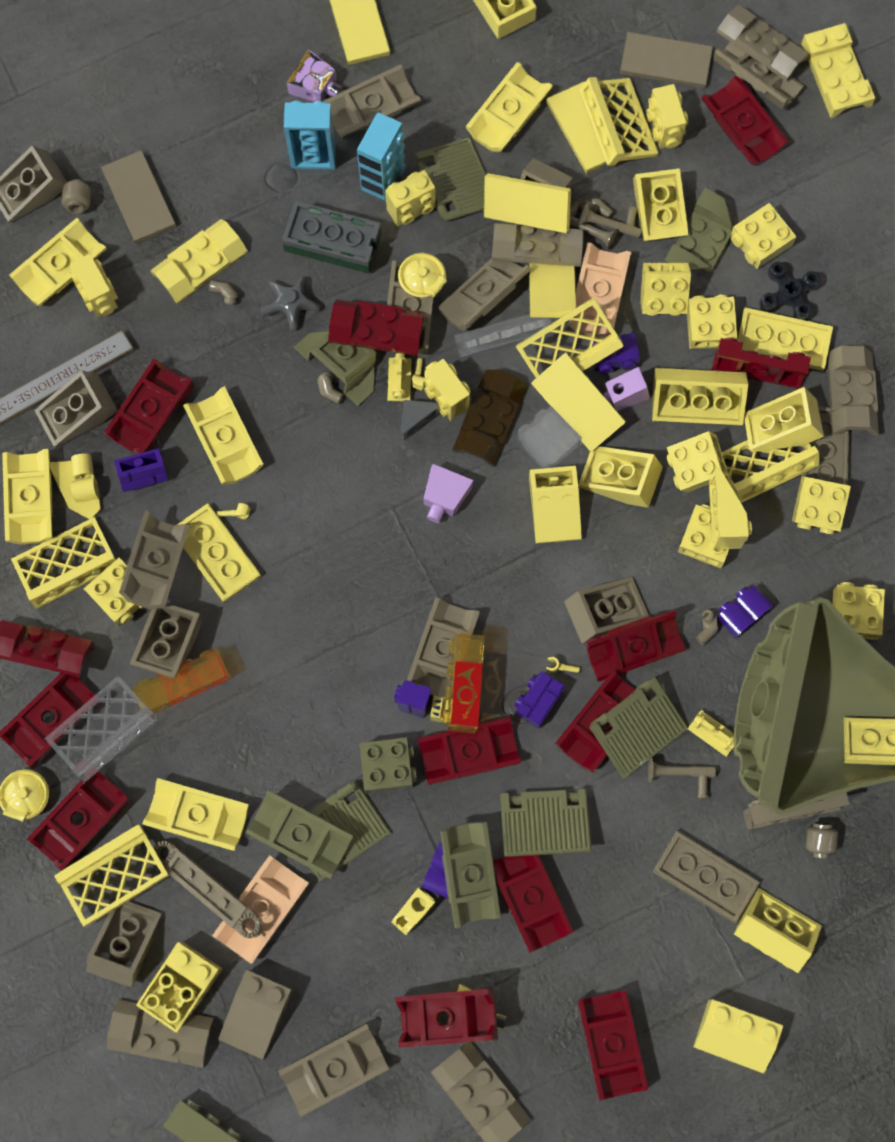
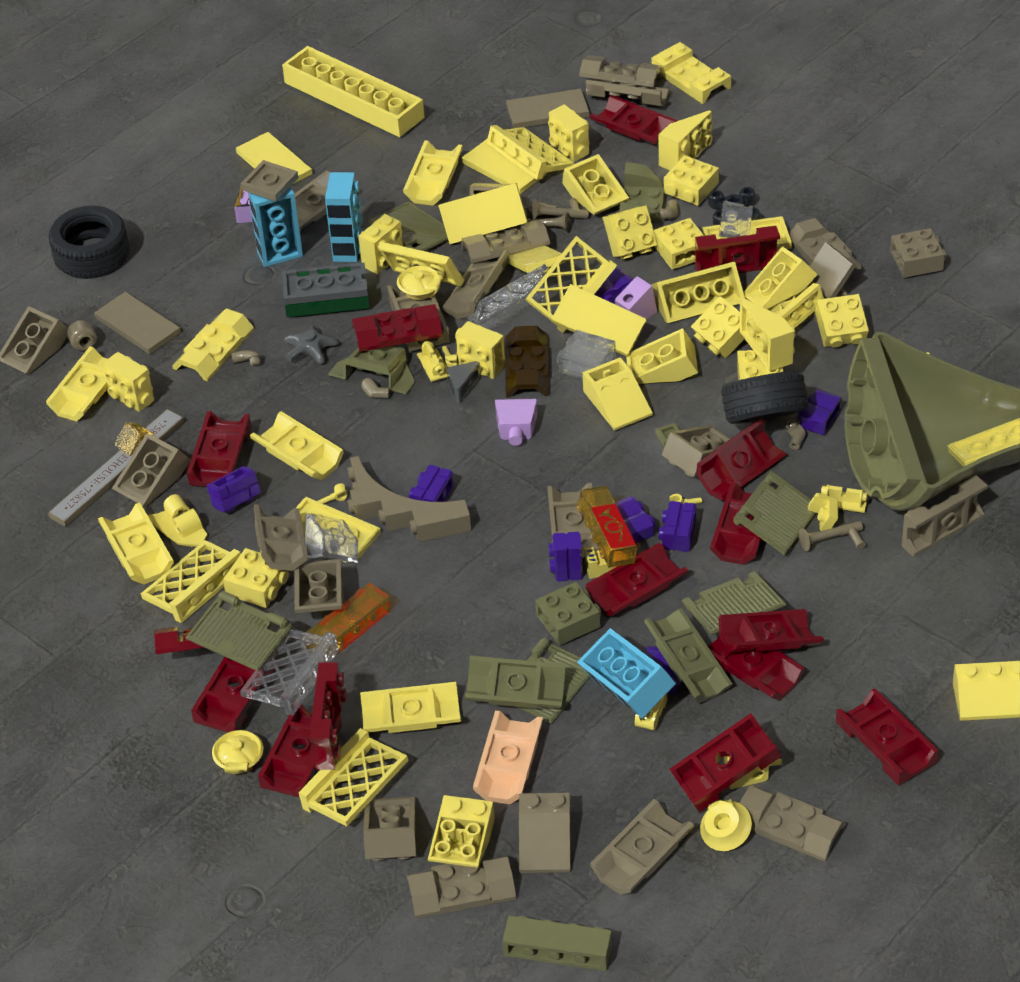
camera: 20 degrees left, 30 degrees down
(68, 668) = (240, 632): none -> olive window
(72, 359) = (130, 437): none -> clear yellow panel
(118, 781) = (327, 700): none -> dark red piece
(121, 42) = (93, 259): none -> black tyre
(199, 586) = (330, 540): none -> clear slope
(209, 890) = (455, 752): dark tan plate -> none
(307, 585) = (424, 518): none -> dark tan arch
(308, 104) = (269, 180): none -> dark tan plate
(327, 549) = (433, 485): none -> dark purple brick
(400, 876) = (626, 673): none -> medium azure brick
(419, 1078) = (725, 825): none -> light yellow piece
(435, 248) = (402, 258): none -> light yellow tile
(498, 672) = (638, 522): none -> dark purple brick
(558, 879) = (766, 631): none -> dark red piece
(586, 573) = (663, 432): none -> olive tile
(601, 278) = (560, 242): light nougat piece -> none
(688, 590) = (764, 397): none -> black tyre
(689, 746) = (826, 508): none -> light yellow bracket
(706, 877) = (897, 598): dark tan tile -> none
(724, 268) = (670, 211): none -> dark tan arm
(778, 930) = (982, 609): light yellow slope -> none
(779, 319) = (735, 220): none -> clear plate
(780, 179) = (685, 138): none -> light yellow slope
(821, 839) = (980, 534): dark tan head -> none
(841, 435) = (831, 270): none -> dark tan tile

